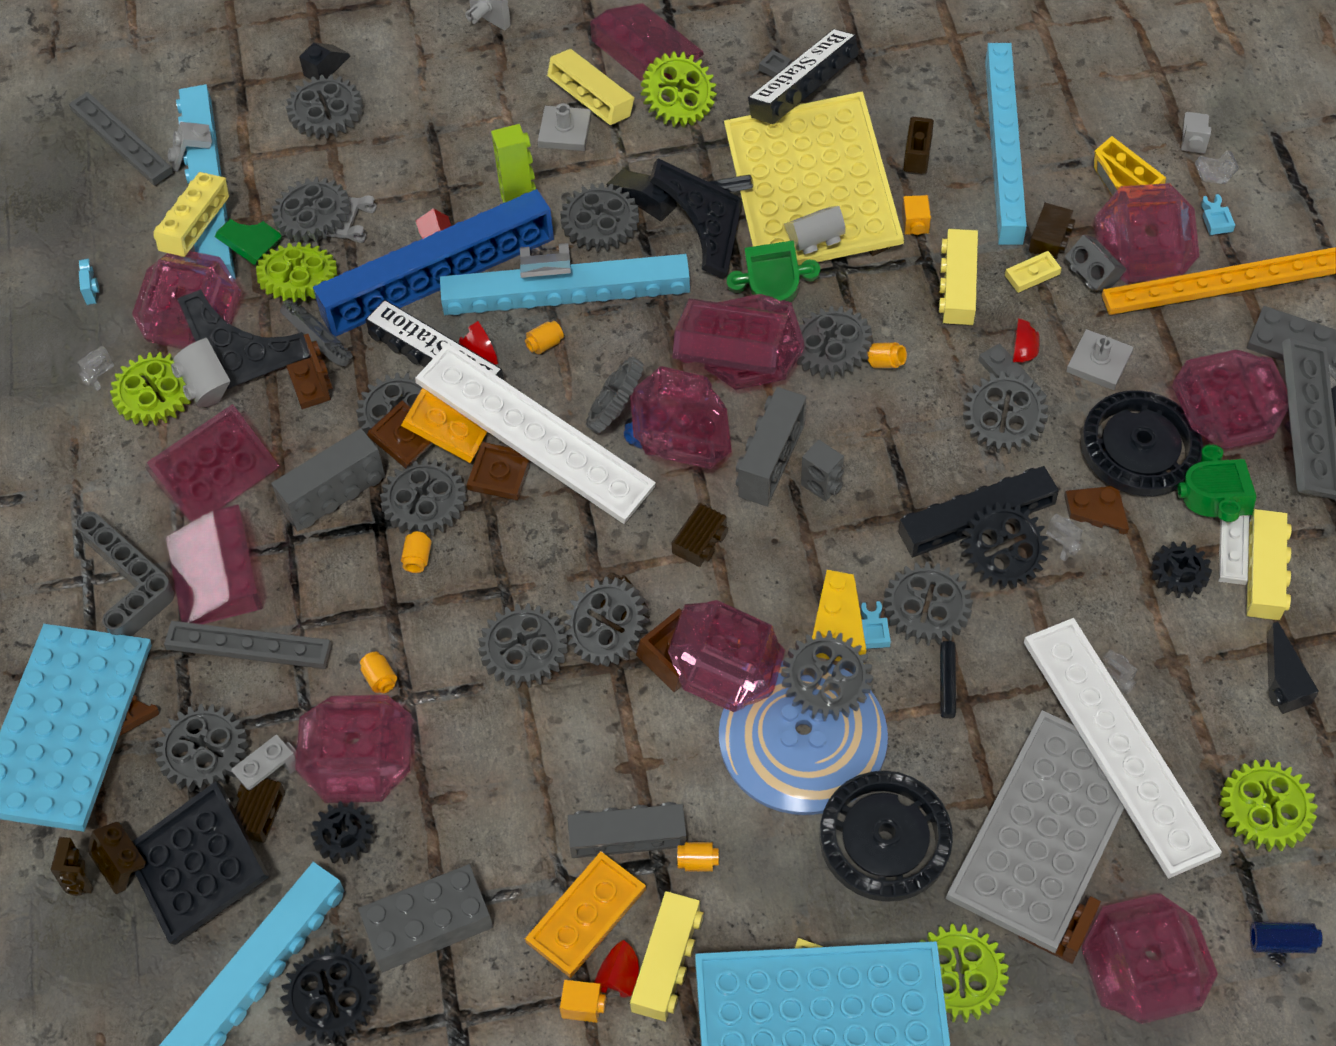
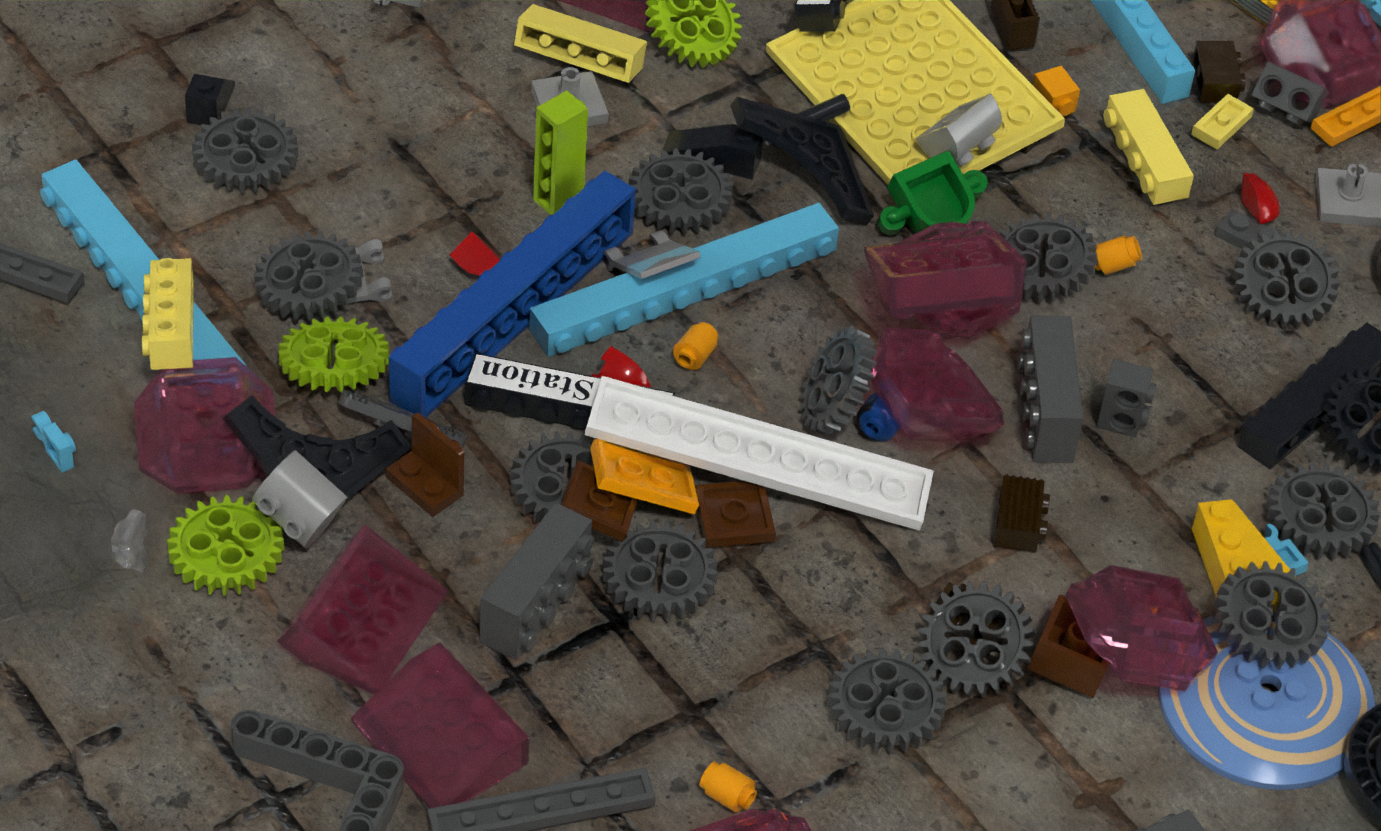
camera: 30 degrees left, 10 degrees down
(188, 135) = (92, 228): light grey bracket -> none
(248, 240) = (251, 331): green tile -> none
(416, 552) = (690, 635): light orange brick -> none

